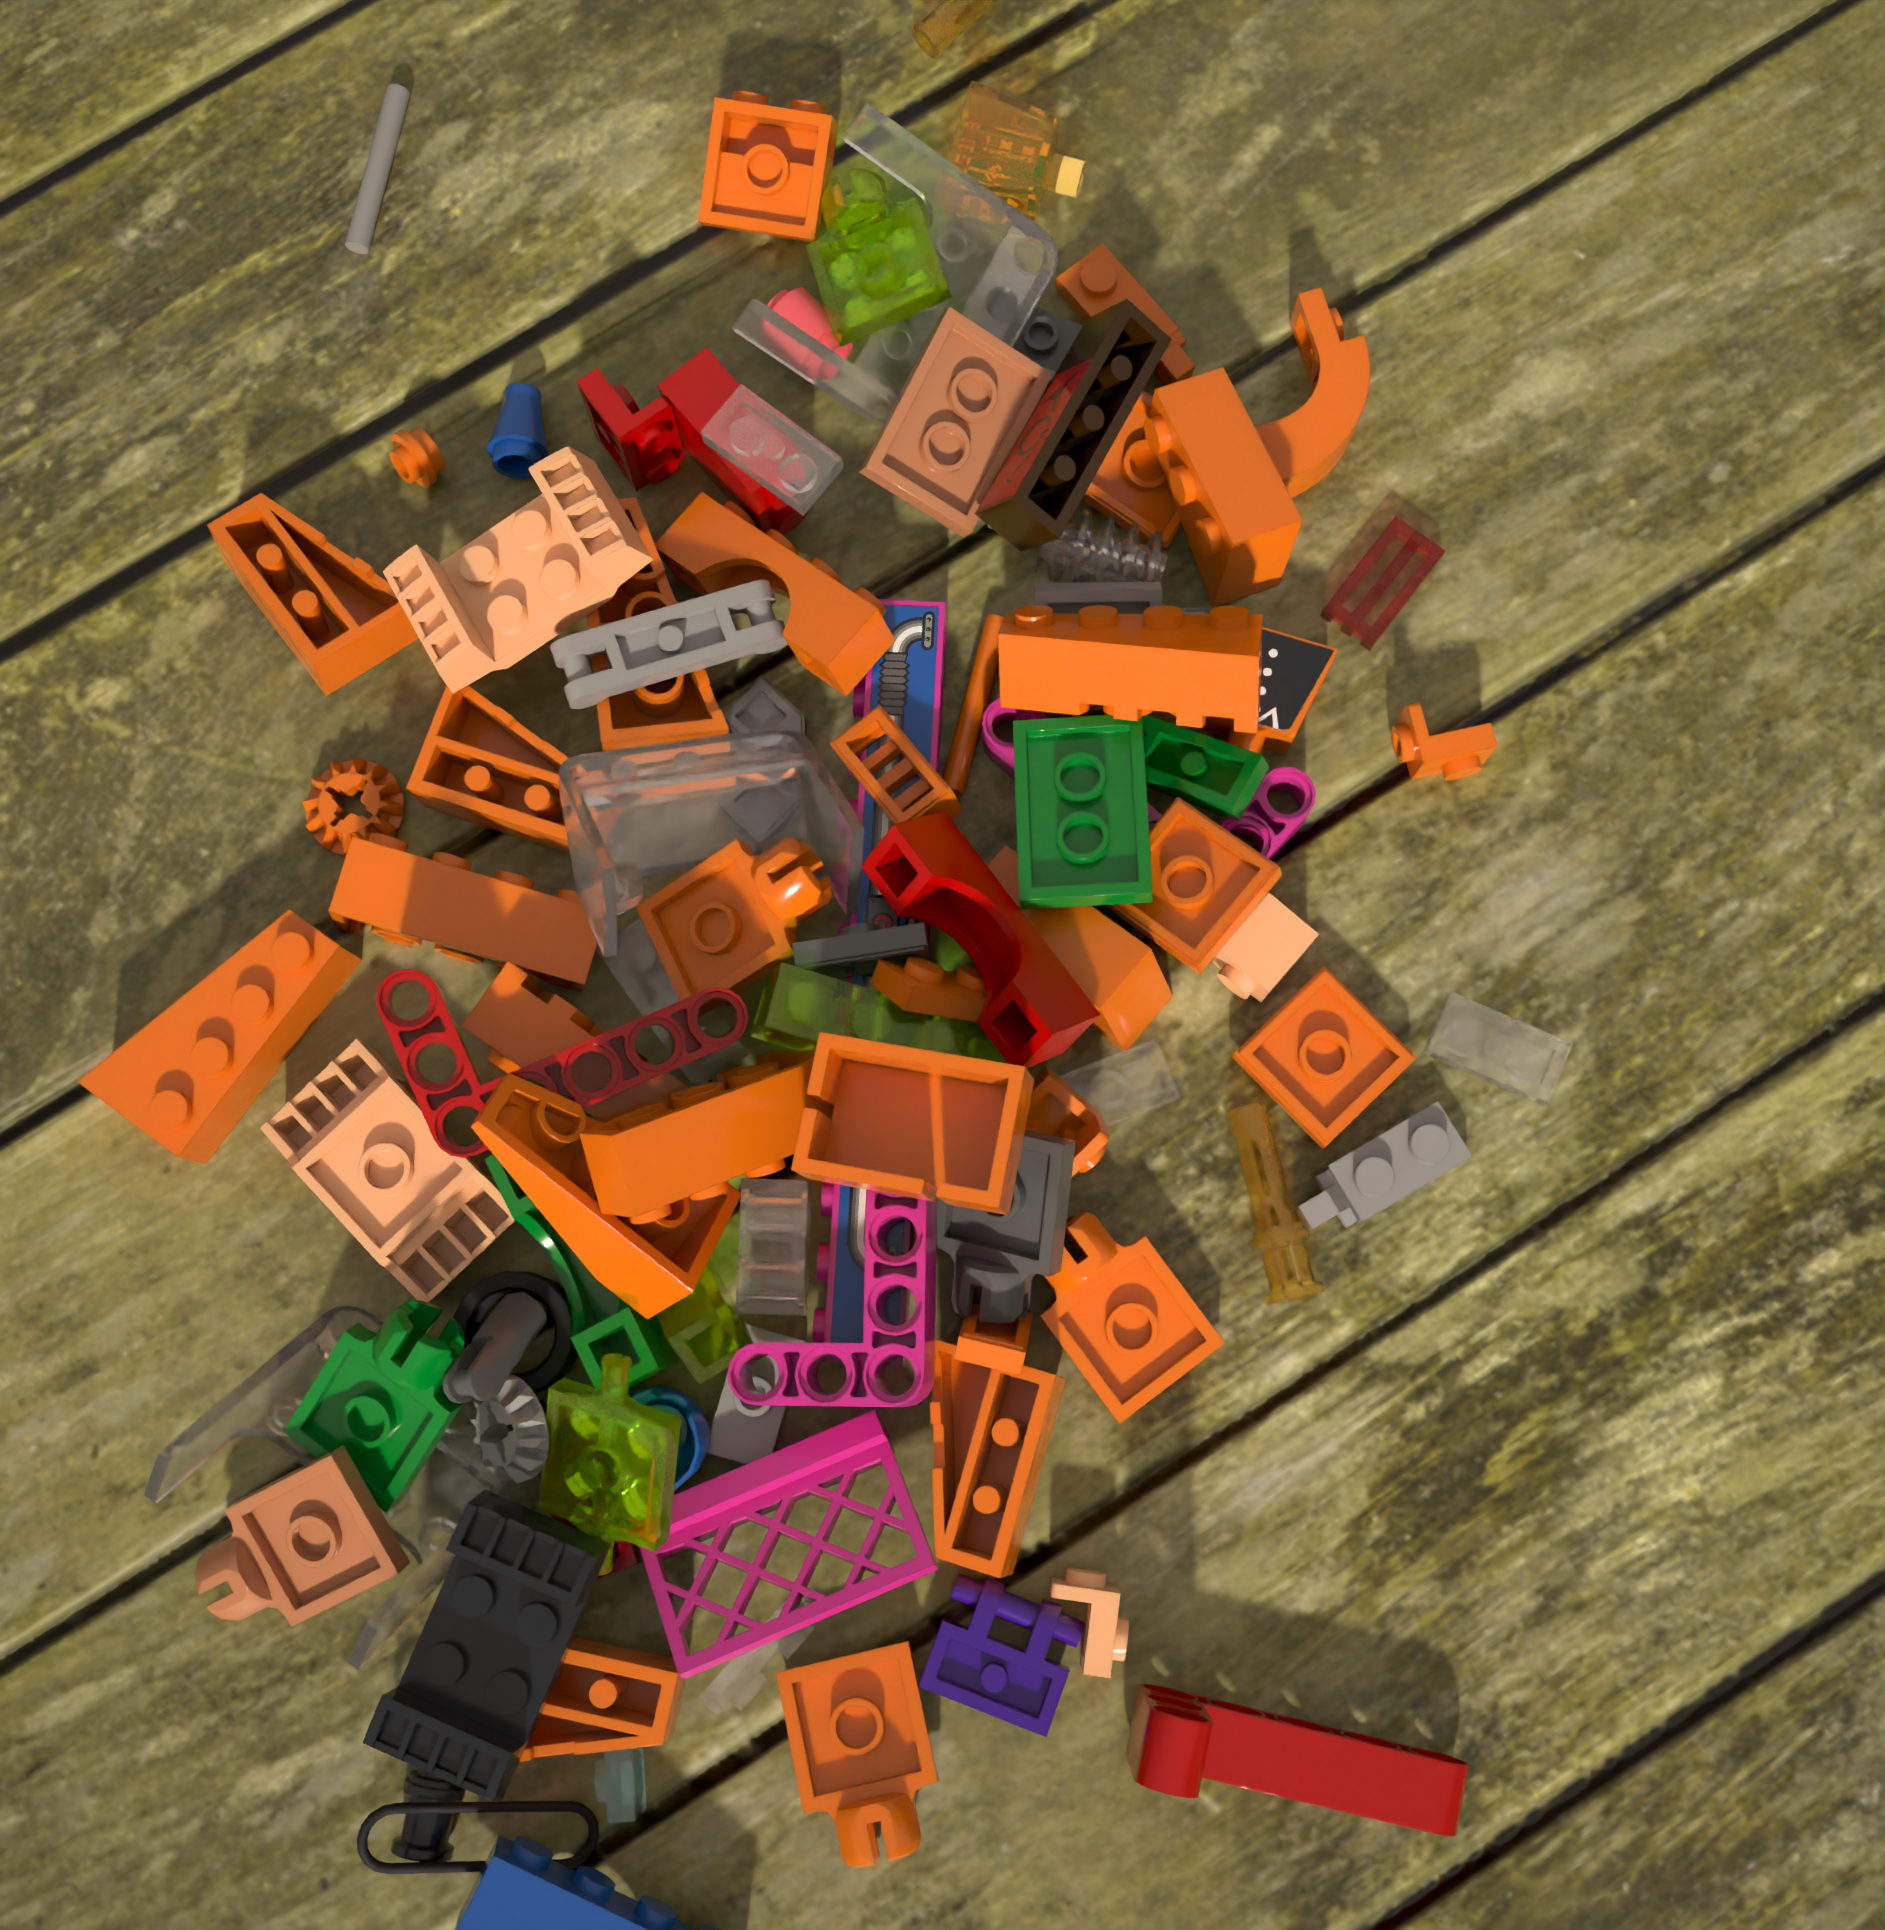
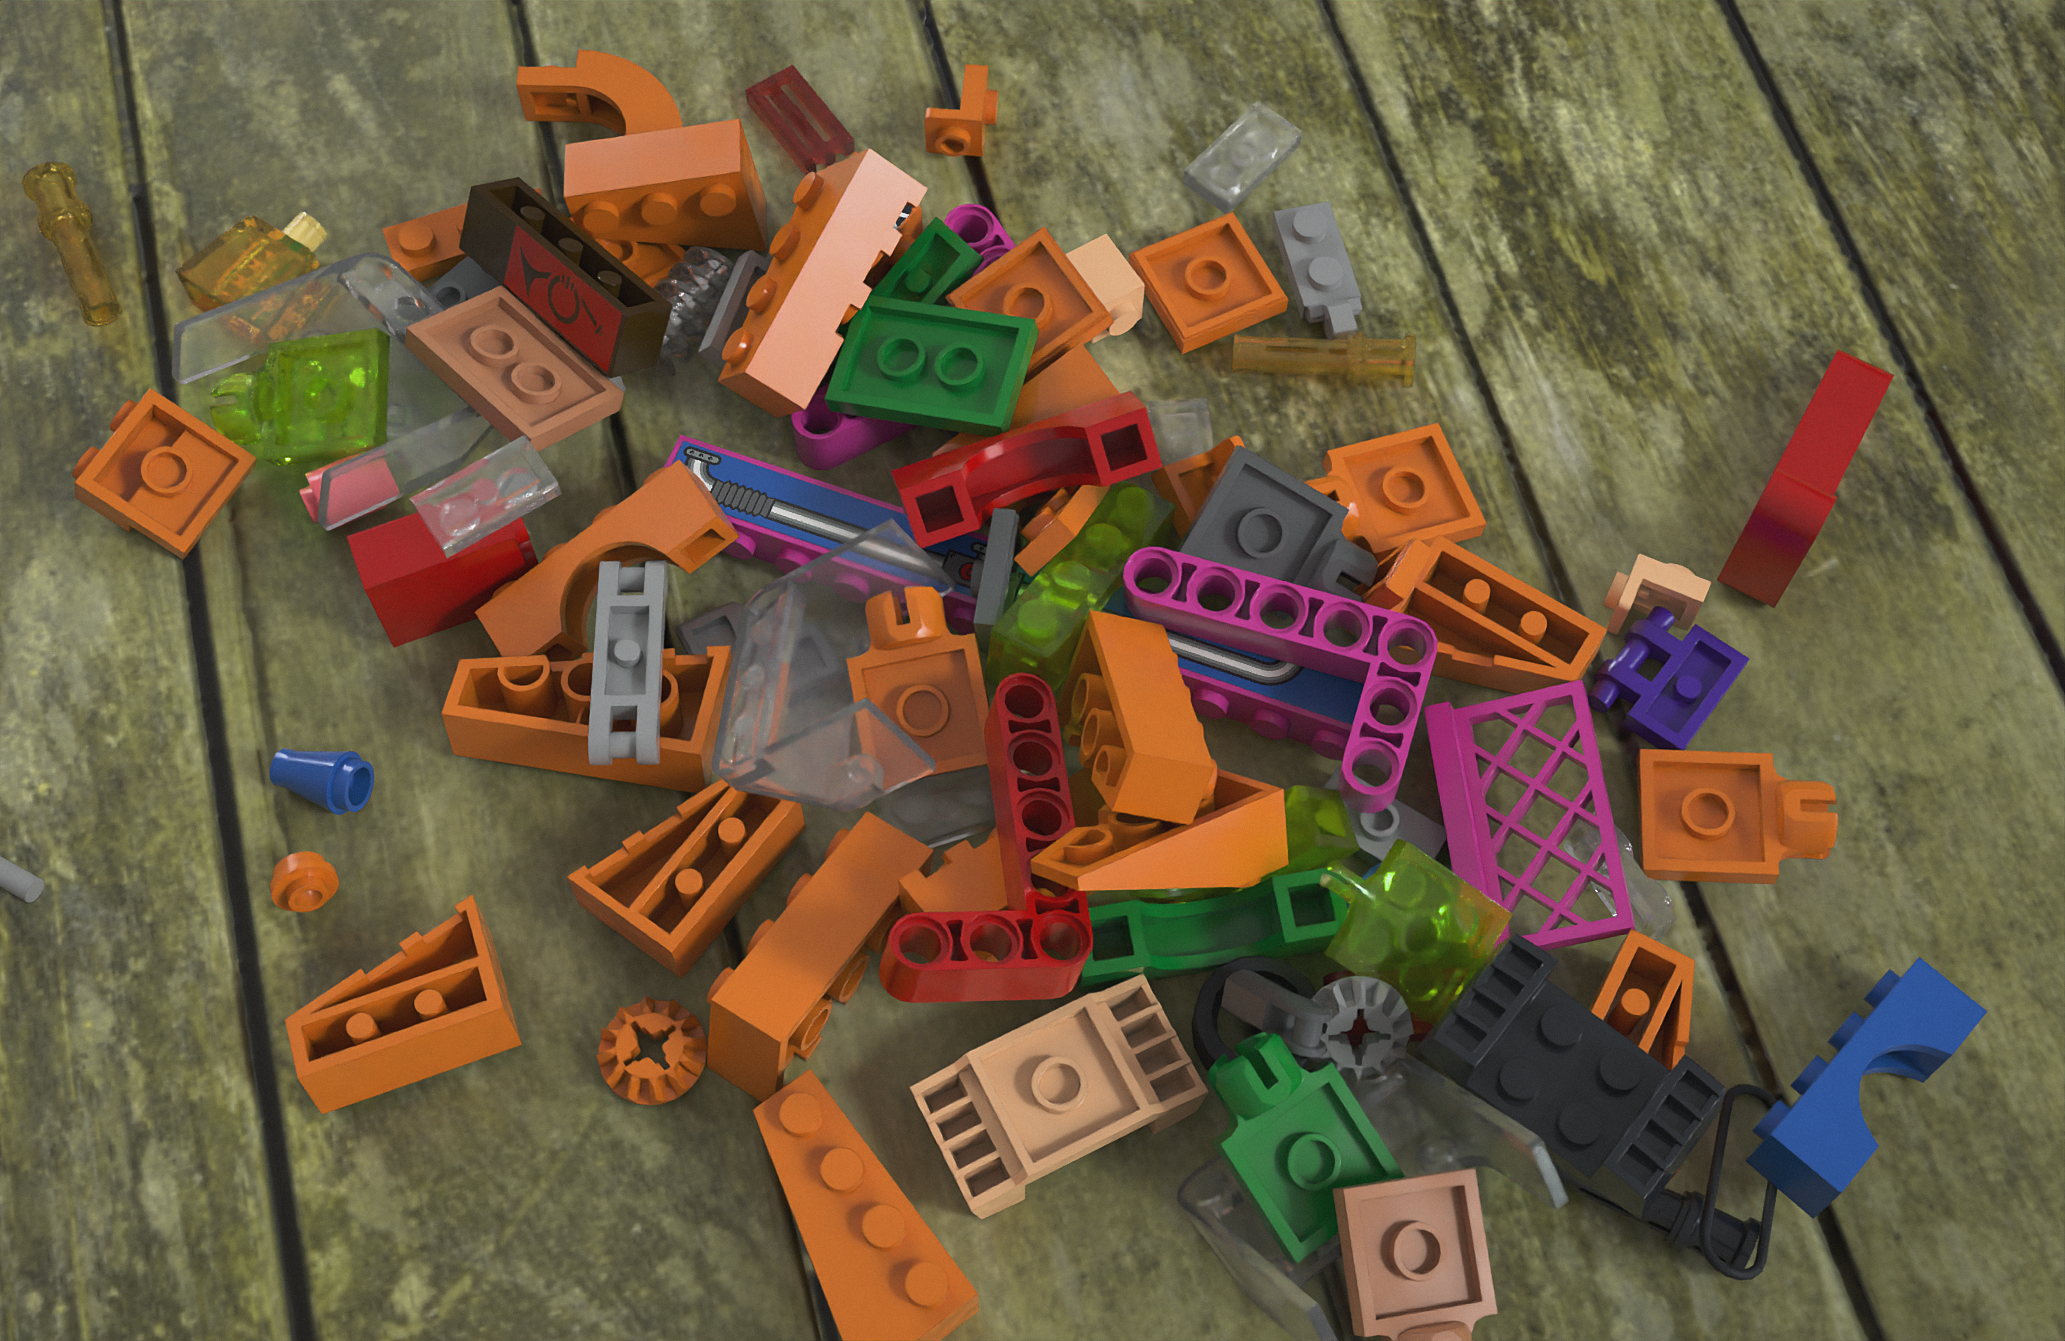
camera: 80 degrees left, 15 degrees down
(522, 575) = (498, 772): light nougat plate -> none
(621, 1784) = (1720, 1036): clear light blue plate -> none
(641, 441) = (381, 661): red bracket -> none
(774, 1247) = (1257, 741): clear brick -> none
(914, 1123) = (1190, 537): orange piece -> none
(923, 798) = (848, 484): orange slope -> none
(973, 706) = (758, 448): orange bar -> none

